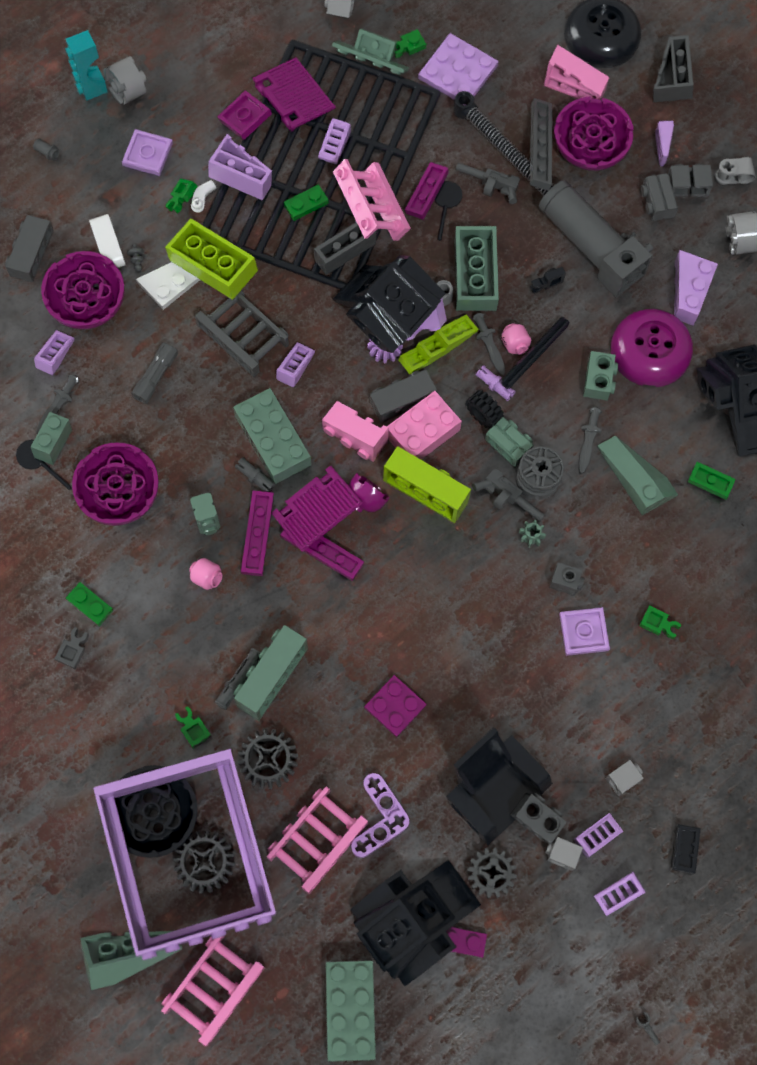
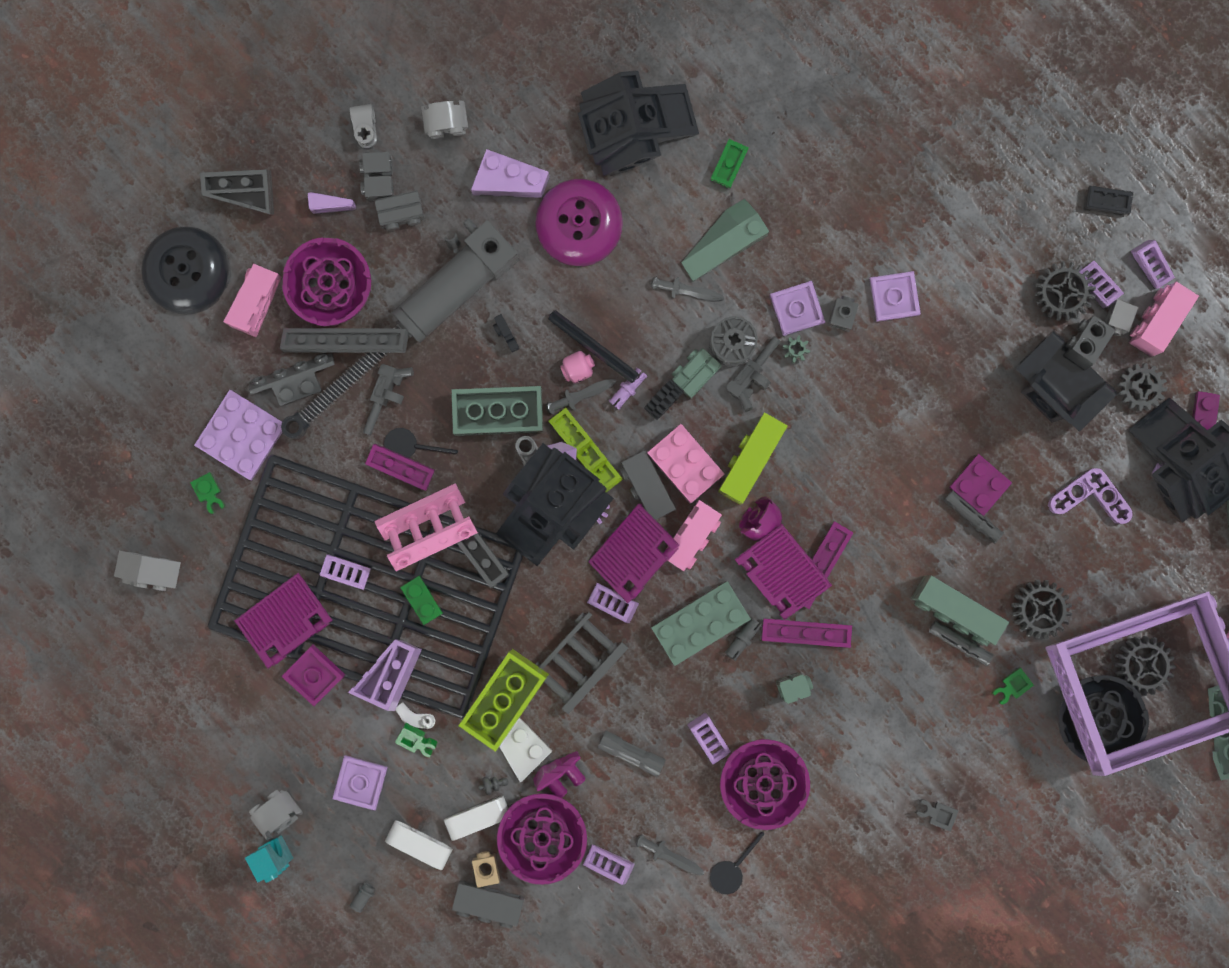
camera: 90 degrees left, 15 degrees up
(51, 438) = (713, 857): sand green brick -> none
(54, 241) = (484, 879): none -> tan brick
(87, 194) = (418, 845): none -> white beam
(89, 604) = (888, 801): green plate -> none
(141, 301) = (549, 774): none -> magenta connector
(159, 436) = (700, 722): none -> lavender slope
(205, 573) = (854, 683): bright pink head -> none
(338, 376) = (633, 553): none -> magenta window
(339, 843) = (1138, 548): bright pink fence -> none
(357, 703) = (975, 518): none -> dark grey pin
(373, 48) = (221, 533): sand green bracket -> none
(504, 111) = (295, 381): none -> dark grey bracket
(563, 894) = (1163, 319): none -> bright pink brick
(572, 538) = (797, 308): none -> lavender tile
(581, 793) = (1055, 289): none -> dark grey gear
(597, 375) = (616, 284): sand green brick -> none
(625, 777) = (1043, 257): light grey brick -> none
(656, 621) = (883, 222): green plate -> none

